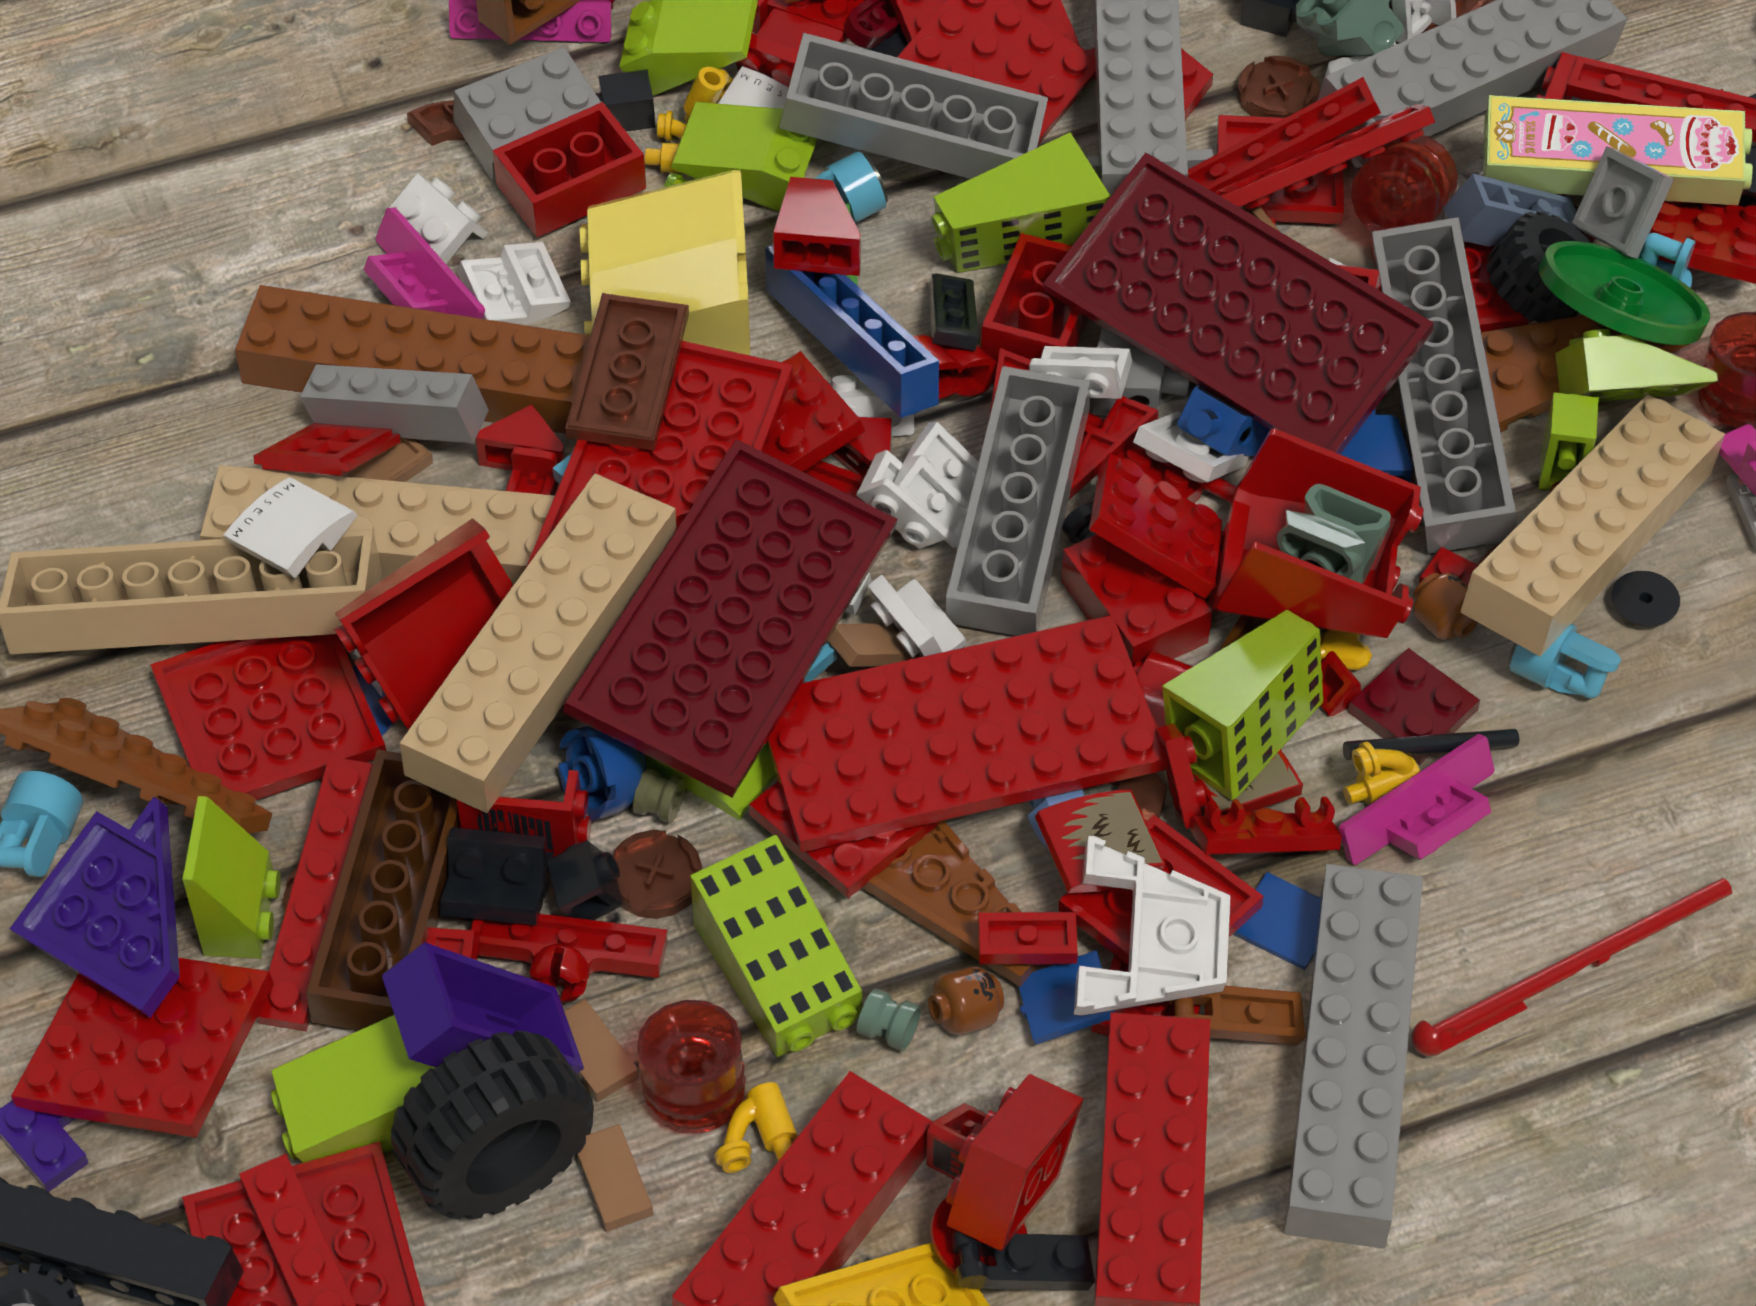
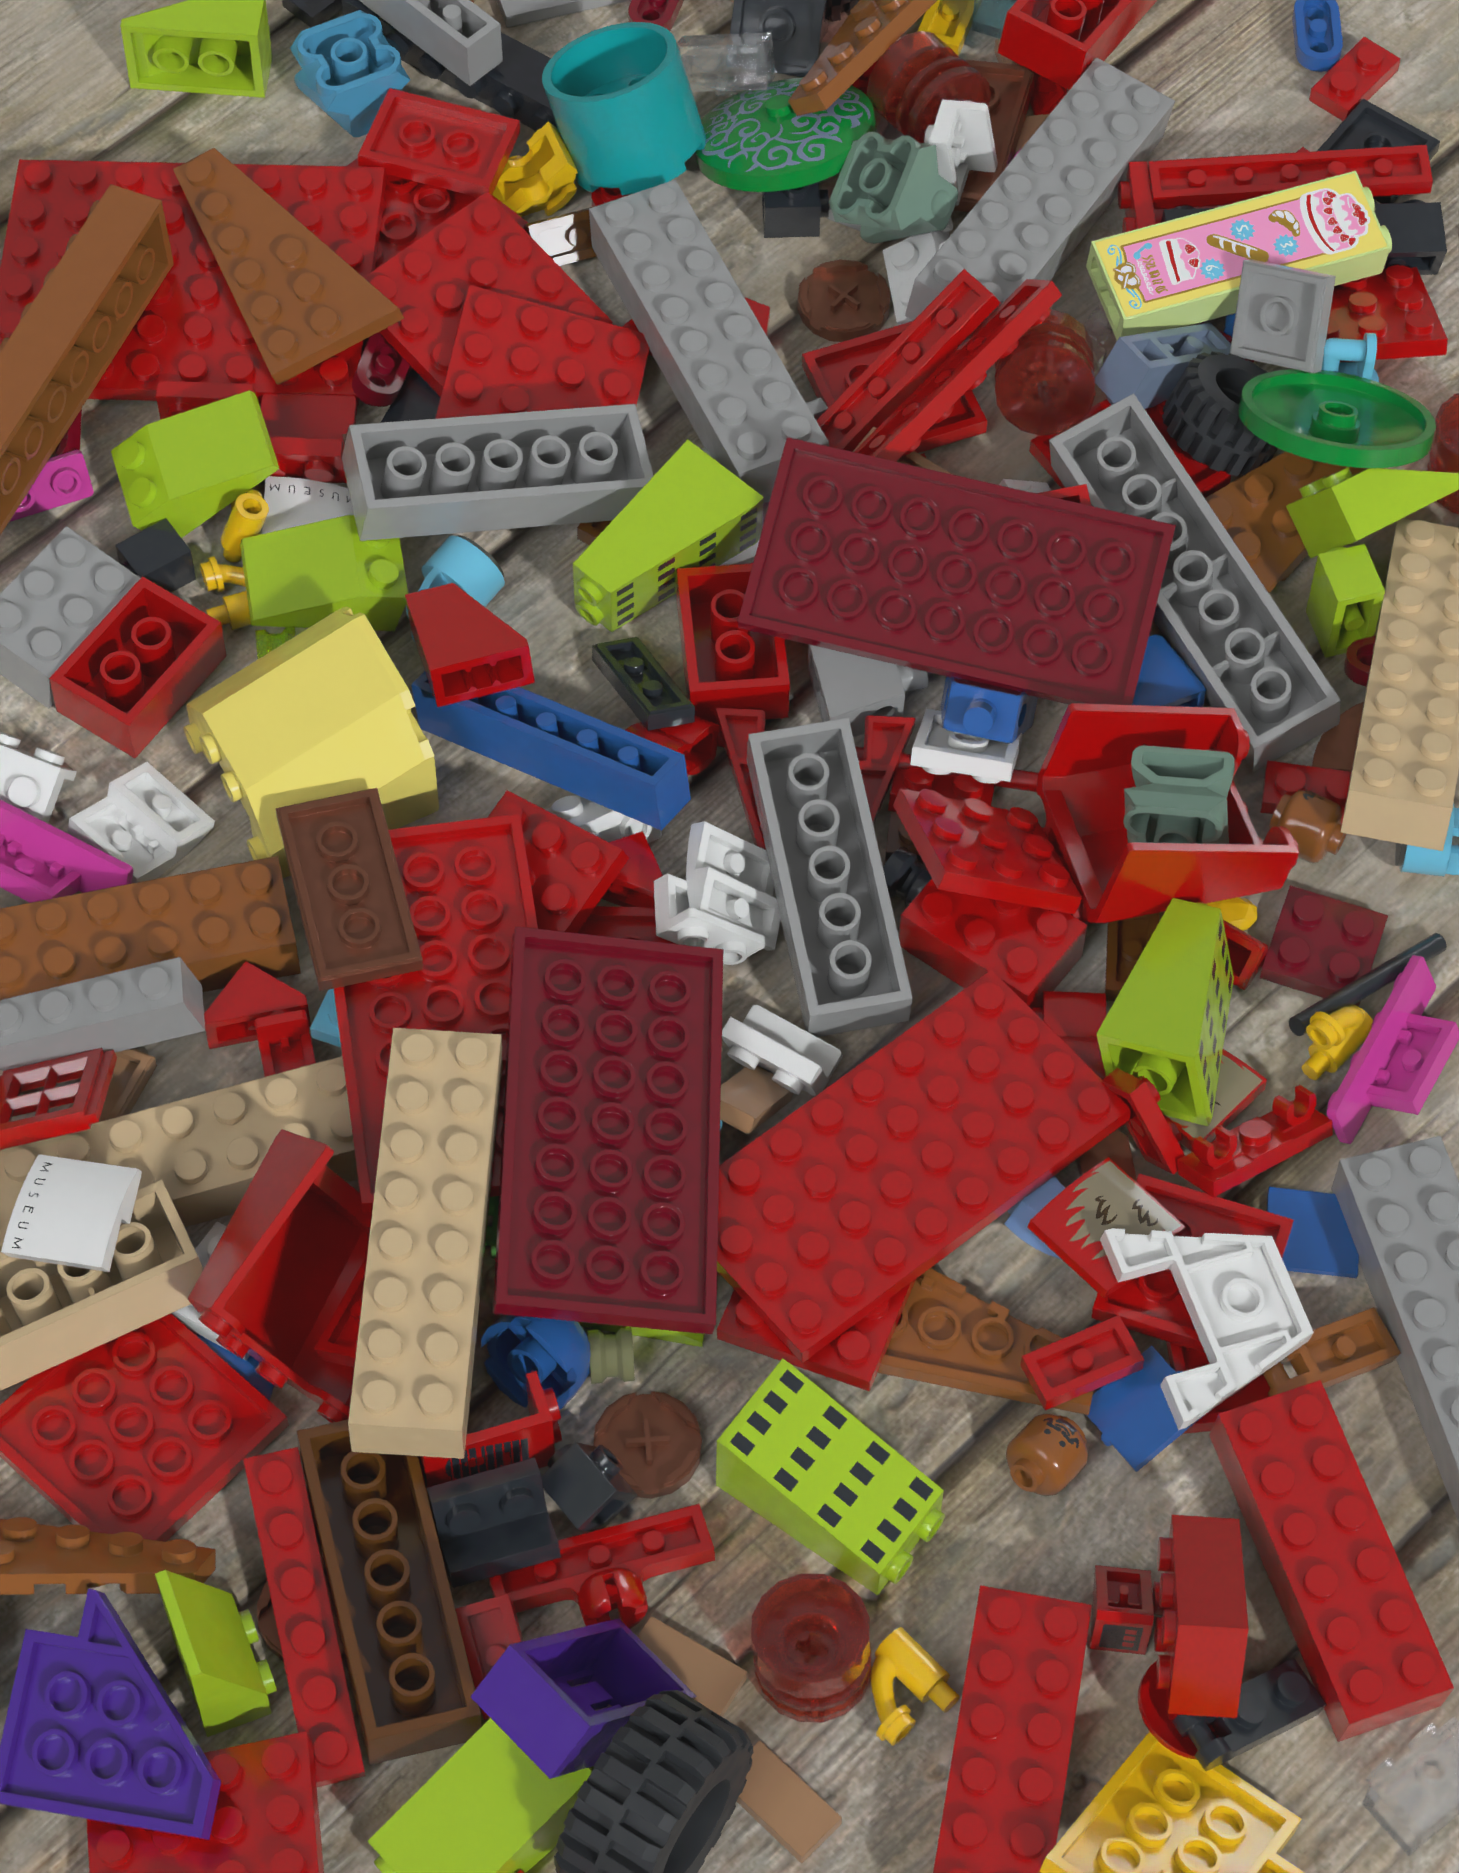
camera: 25 degrees left, 5 degrees up
(888, 1019) = (978, 1508): sand green wheel -> none
(1103, 367) = (824, 698): white bracket -> none

